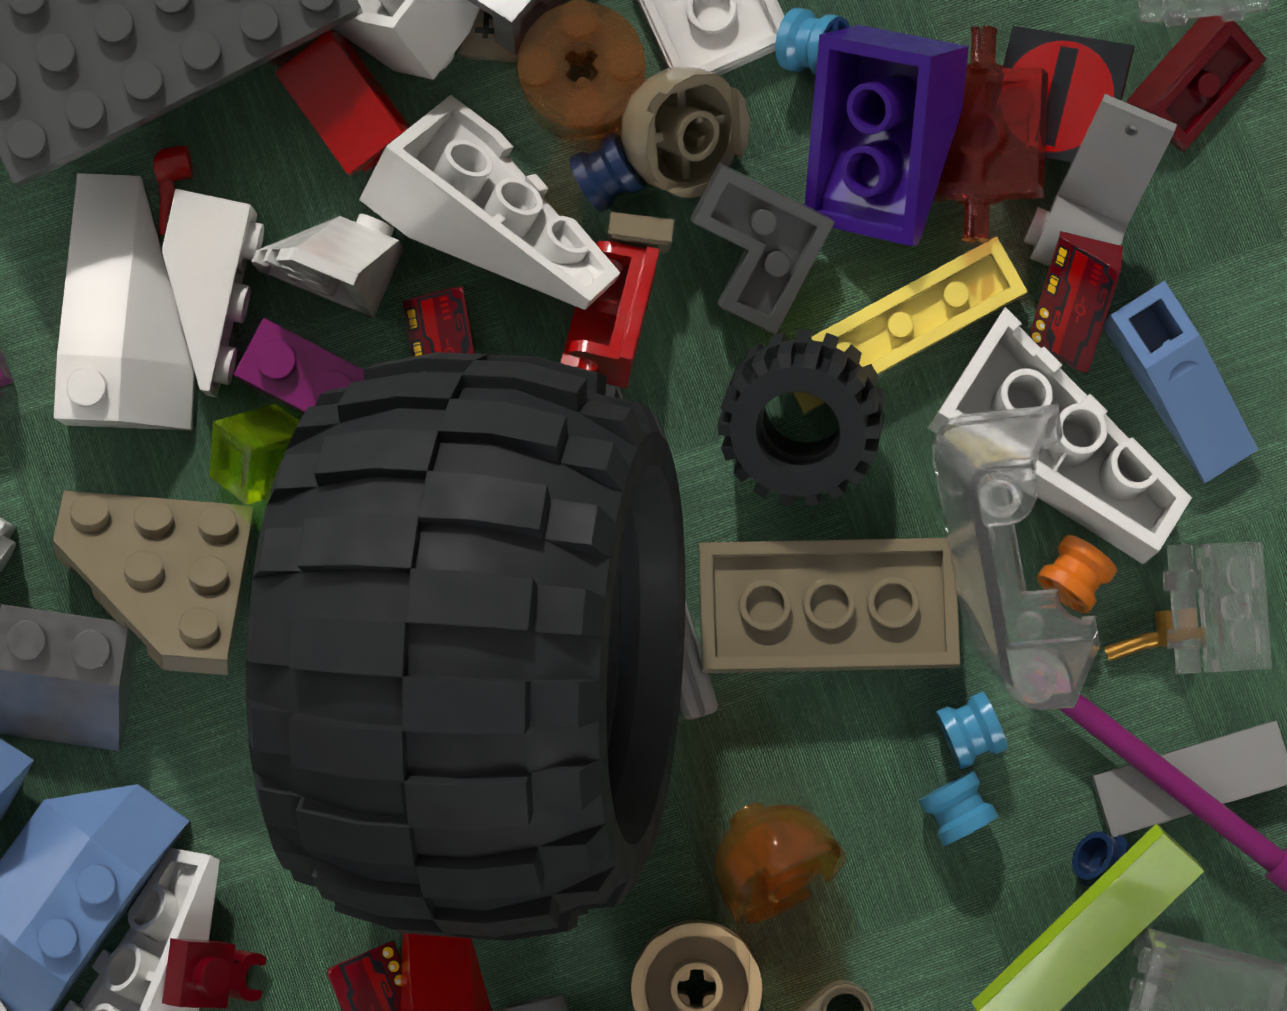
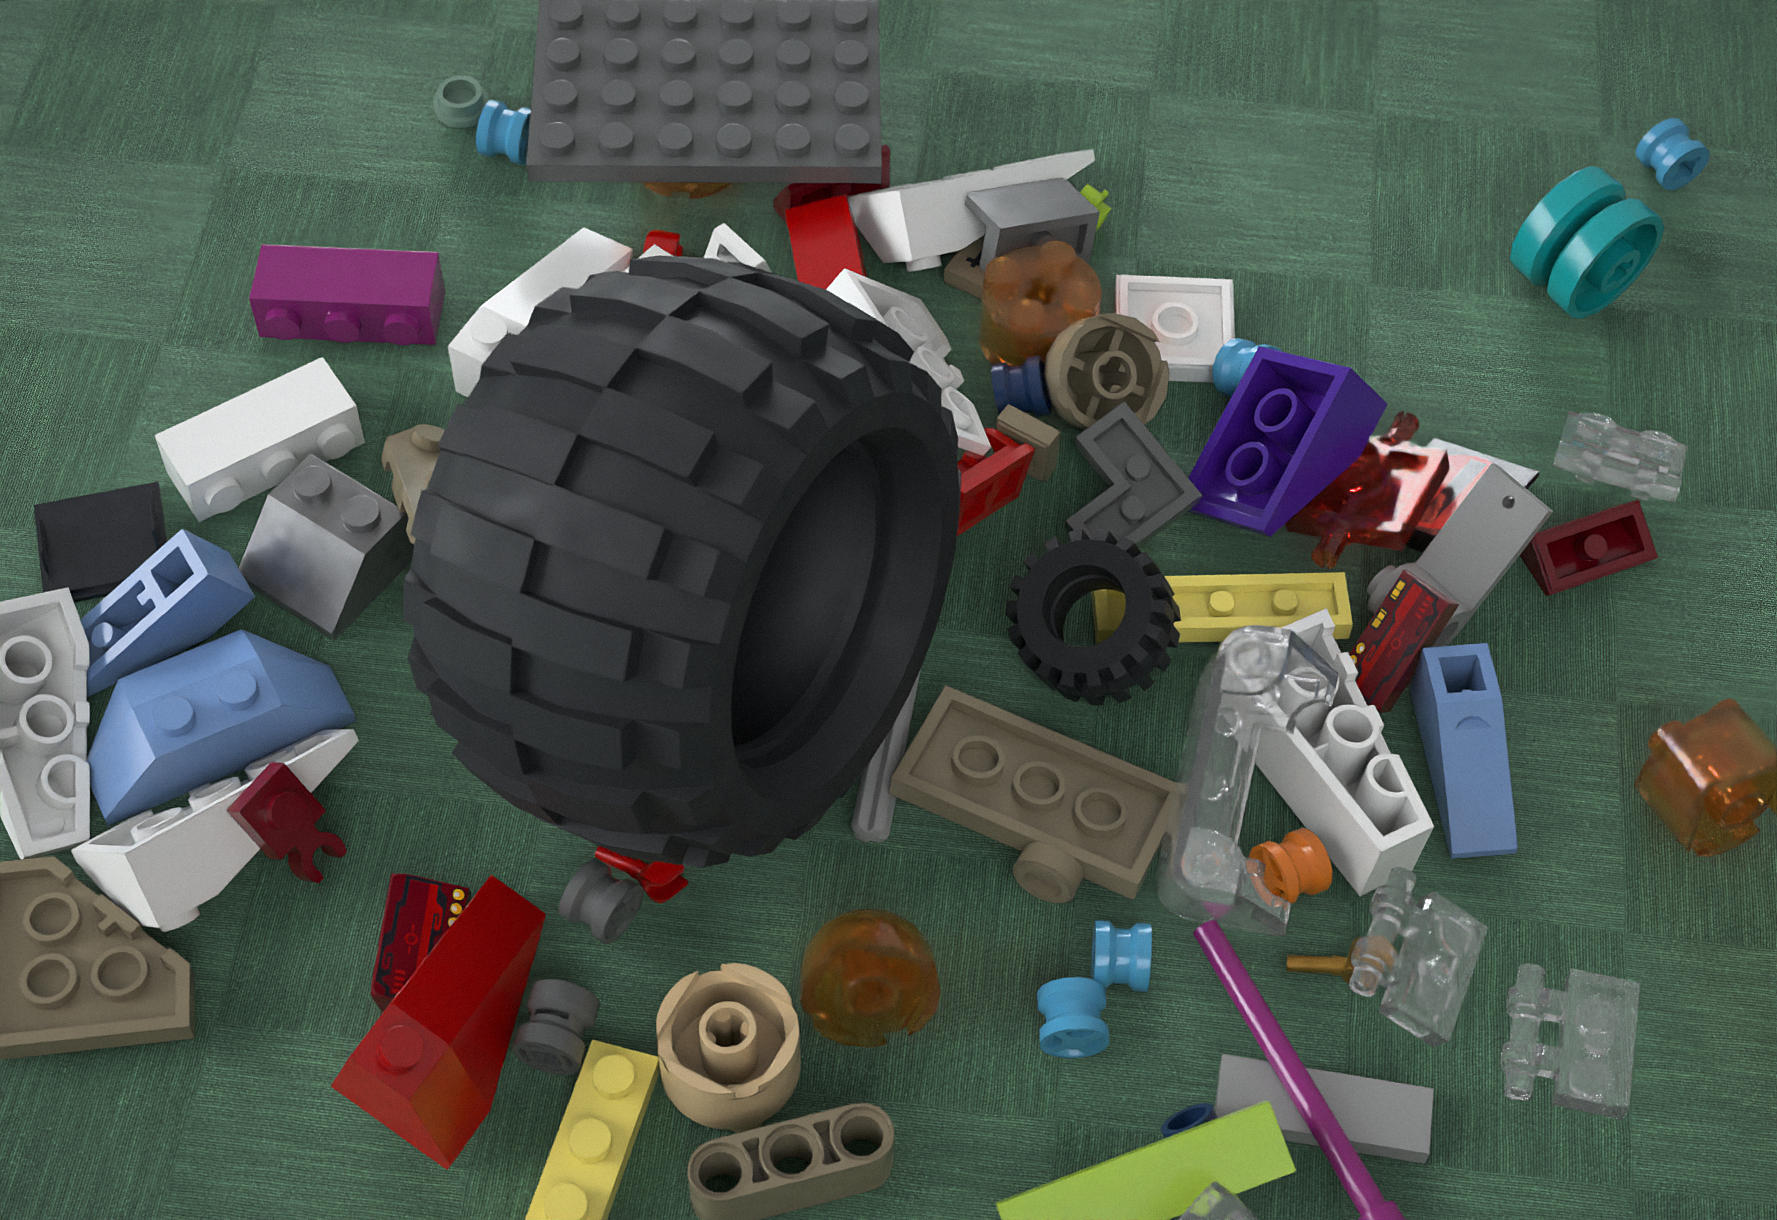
camera: 25 degrees right, 30 degrees down
(874, 682) = (1048, 872): none -> dark tan tile

